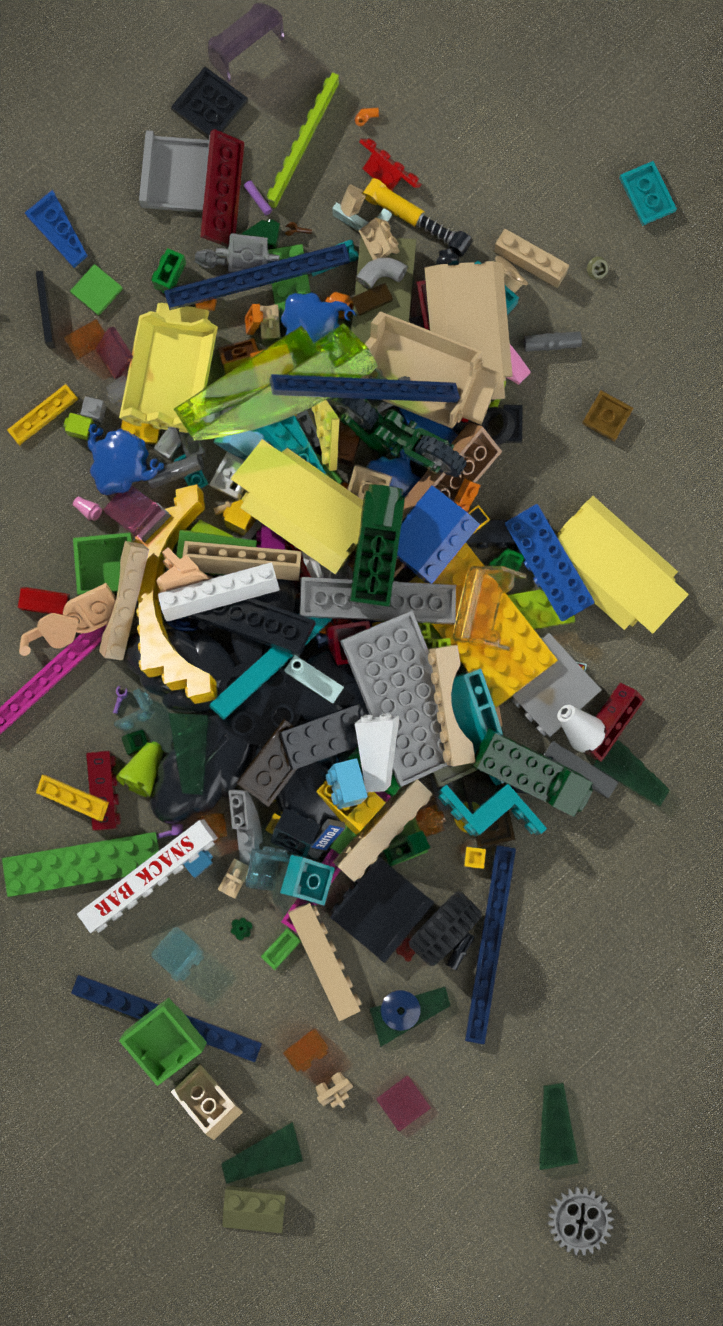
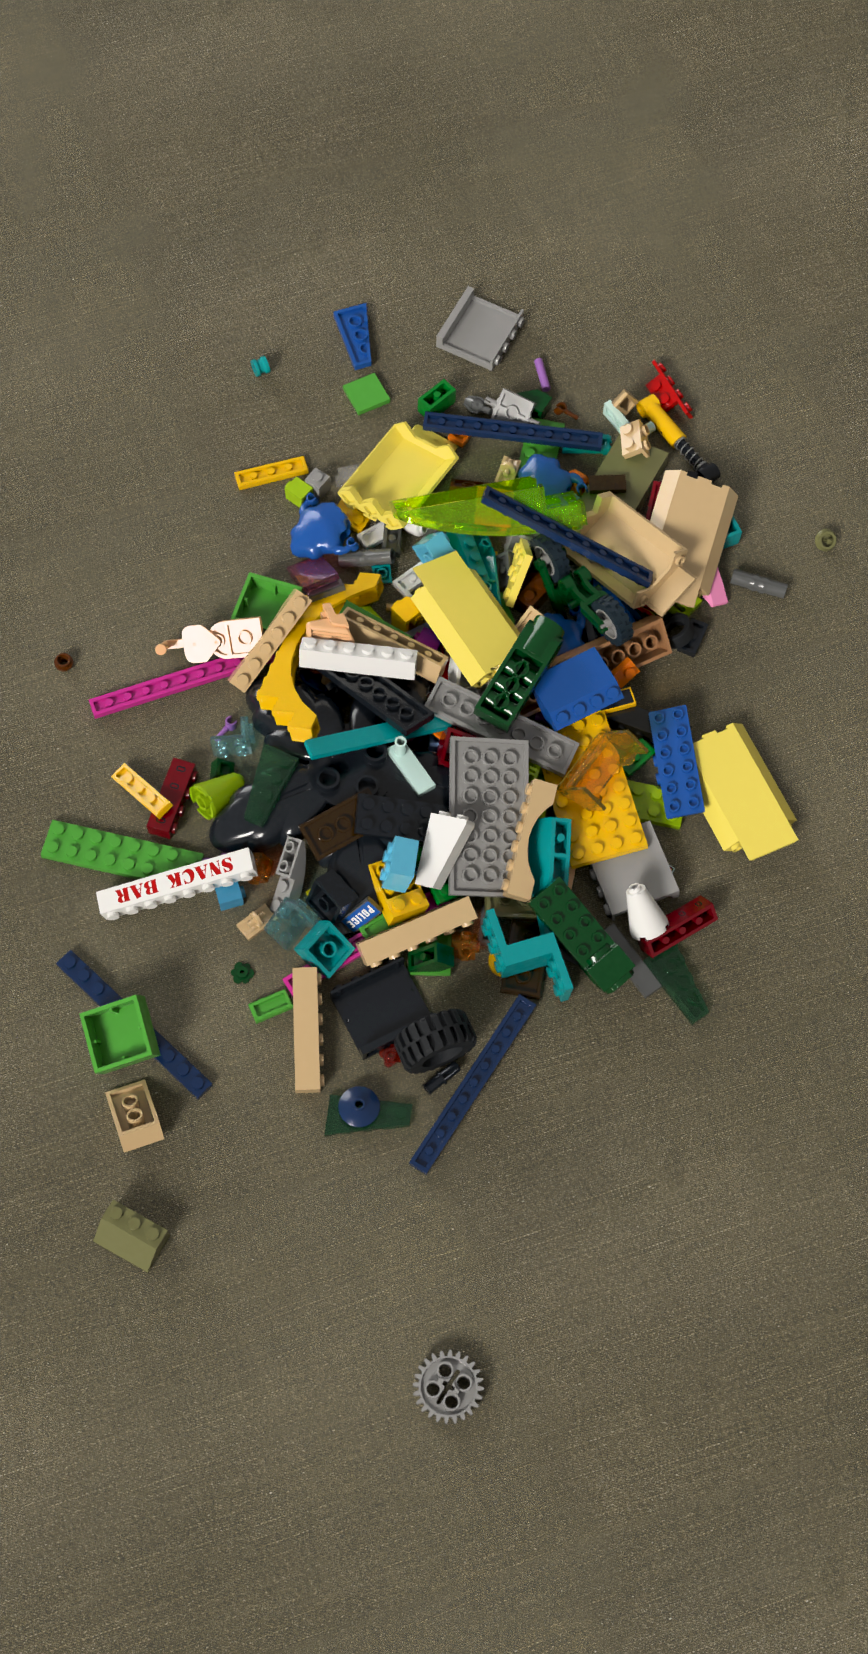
camera: 20 degrees right, 15 degrees down
(42, 600) = (190, 615): red piece -> none
(45, 309) = (314, 391): black tile -> none
(85, 339) = (339, 426): clear orange brick -> none
(87, 508) = (275, 562): bright pink cone -> none
(114, 352) = (358, 443): clear pink tile -> none
(178, 954) = (172, 969): clear light blue bracket -> none
(209, 103) = (533, 288): black plate -> none
(222, 188) = (514, 352): dark red plate -> none
(242, 35) = (586, 240): clear purple windscreen -> none
(253, 319) = (494, 463): orange plate -> none
(268, 1154) = (169, 1190): clear green wing -> none
(299, 146) = (598, 347): lime plate -> none
(306, 1050) = (251, 1106): clear orange brick -> none
(337, 1092) = (261, 1158): tan hips -> none
(364, 115) = (666, 345): orange arm -> none
(381, 268) = (625, 461): light grey cylinder -> none
(403, 1103) = (322, 1198): clear pink tile -> none
(474, 857) = (493, 998): yellow plate -> none
(512, 278) = (742, 515): tan piece -> none
(531, 258) = (767, 509): tan brick -> none
(556, 1137) = (461, 1289): clear green wing -> none
(607, 415) = (784, 664): pearl gold plate -> none

